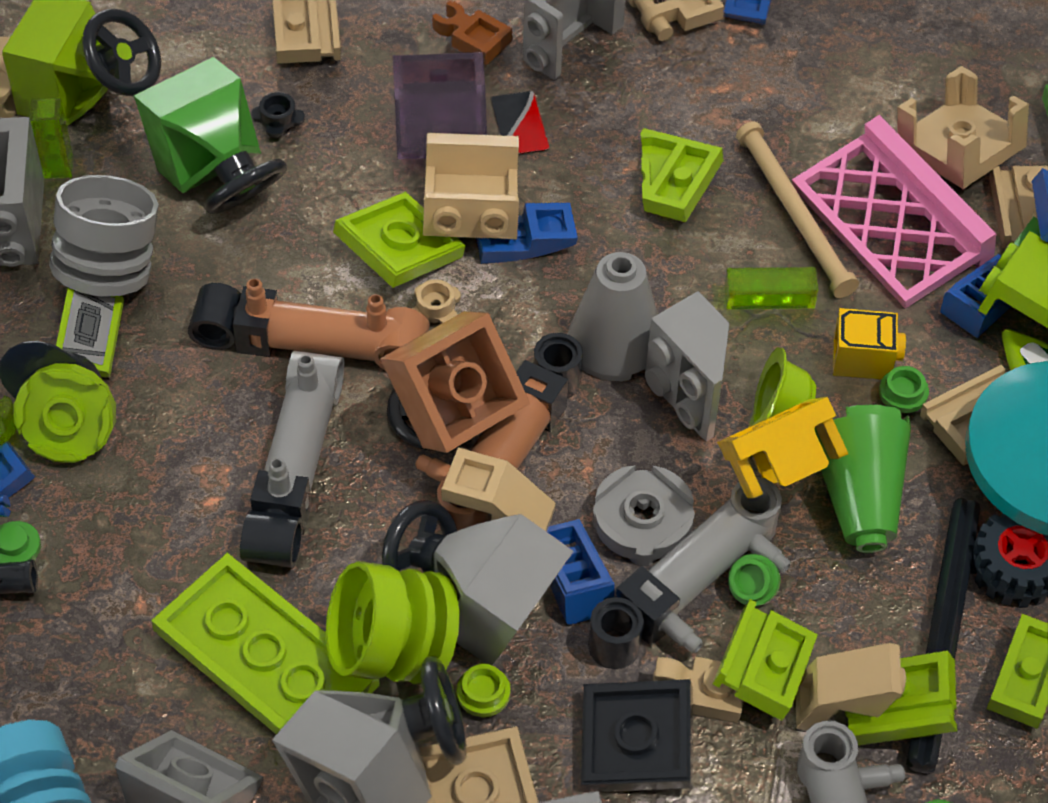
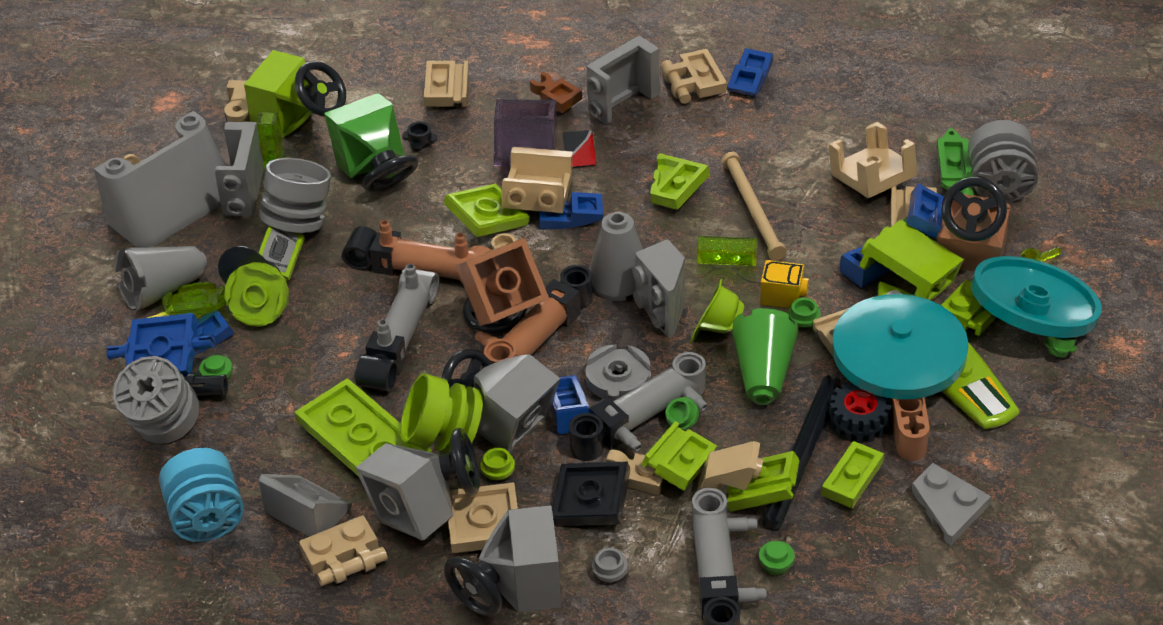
camera: 10 degrees right, 10 degrees down
(495, 488) = (513, 340): tan slope -> none
(785, 446) = (706, 327): yellow panel -> none
(928, 197) = (836, 192): bright pink fence -> none

